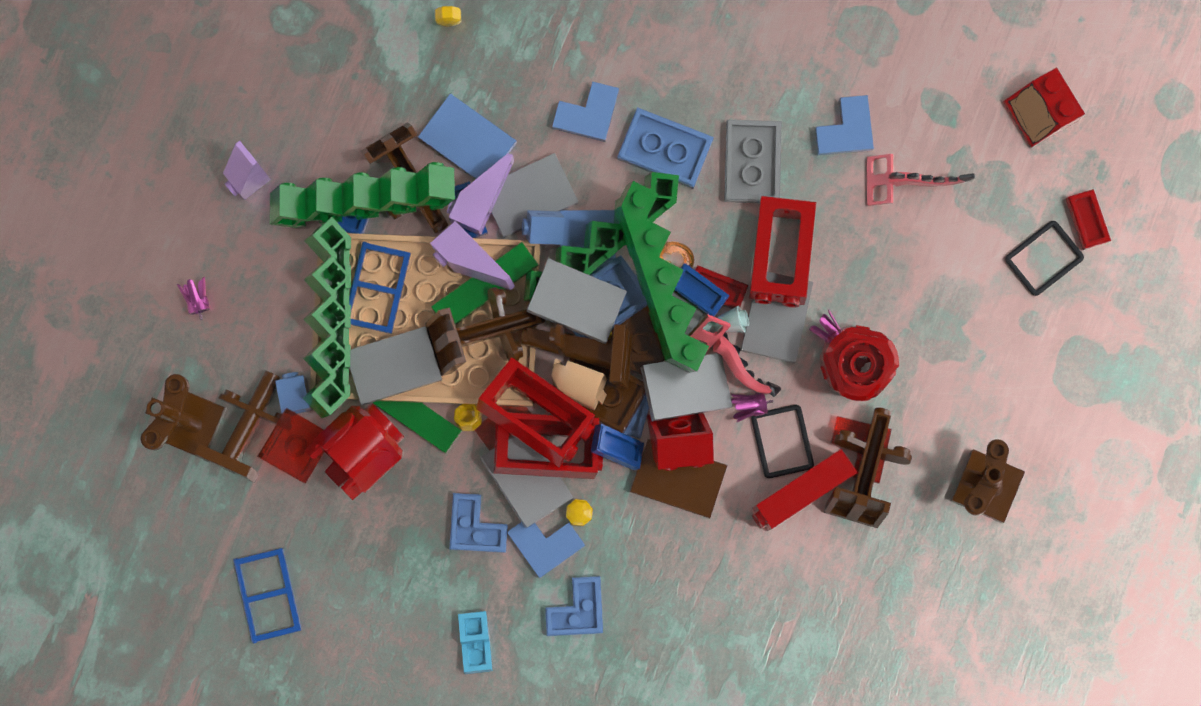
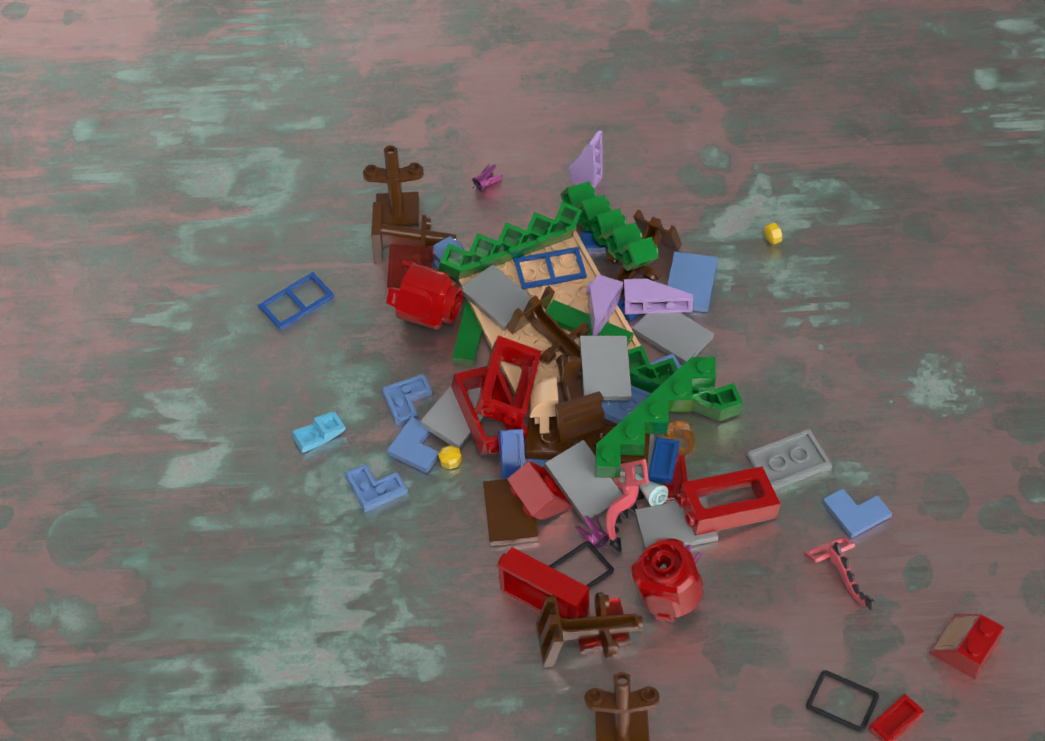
camera: 70 degrees right, 30 degrees down
(467, 417) = (482, 357): yellow tile -> none
(543, 227) = (653, 343): medium blue brick -> none
(591, 120) = (757, 349): medium blue tile -> none
(665, 147) = (763, 401): medium blue tile -> none

